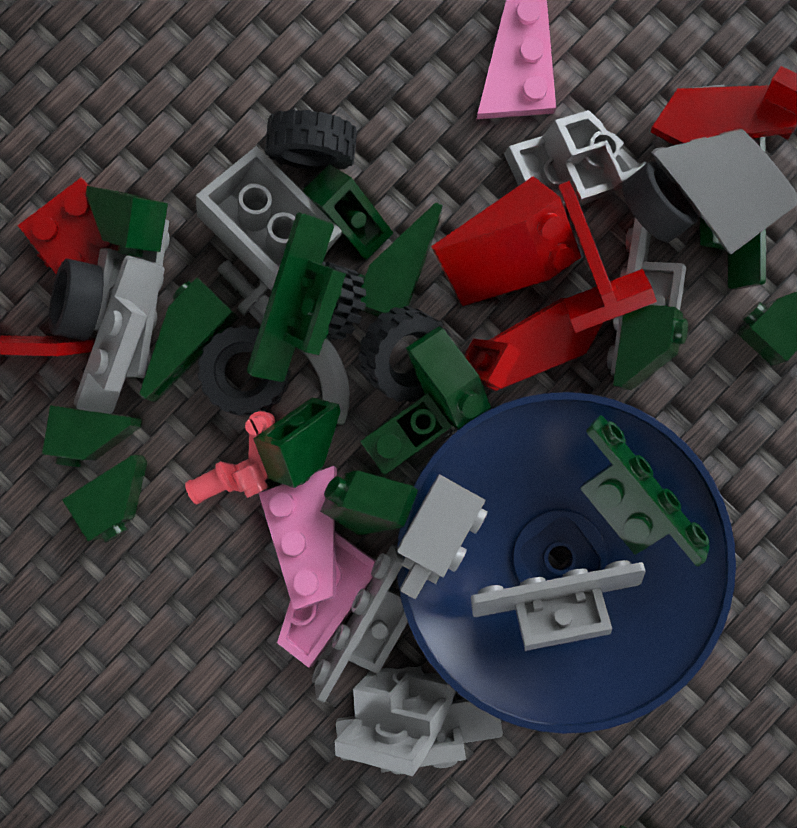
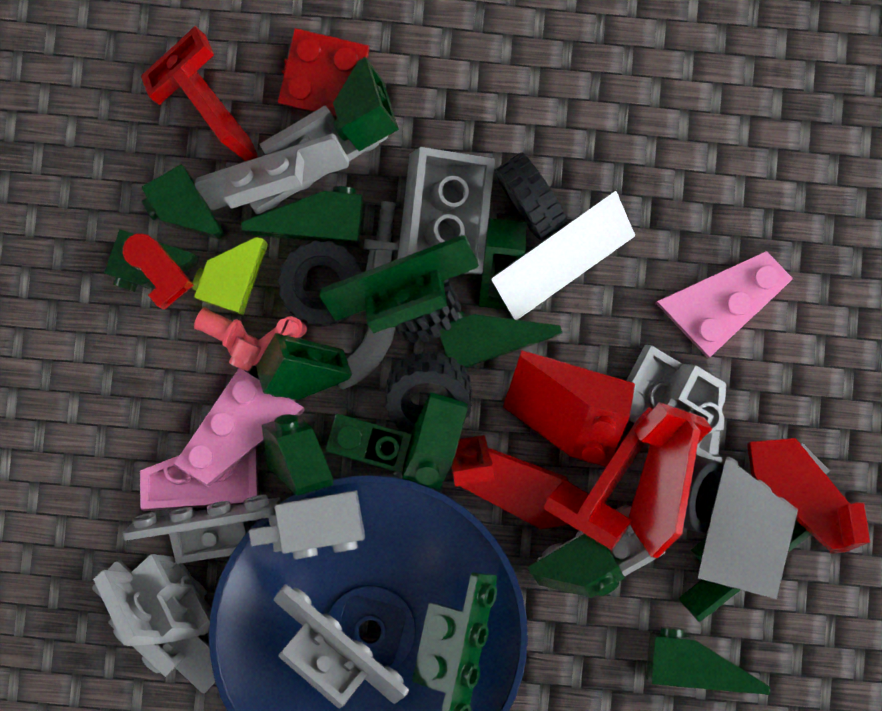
camera: 45 degrees right, 0 degrees up
(76, 300) = (273, 120): black tyre -> none
(103, 493) = (151, 258): none -> red leg
(177, 440) = (231, 276): none -> lime slope
(381, 155) = (564, 256): none -> white sticker
(631, 212) = (666, 475): none -> red piece

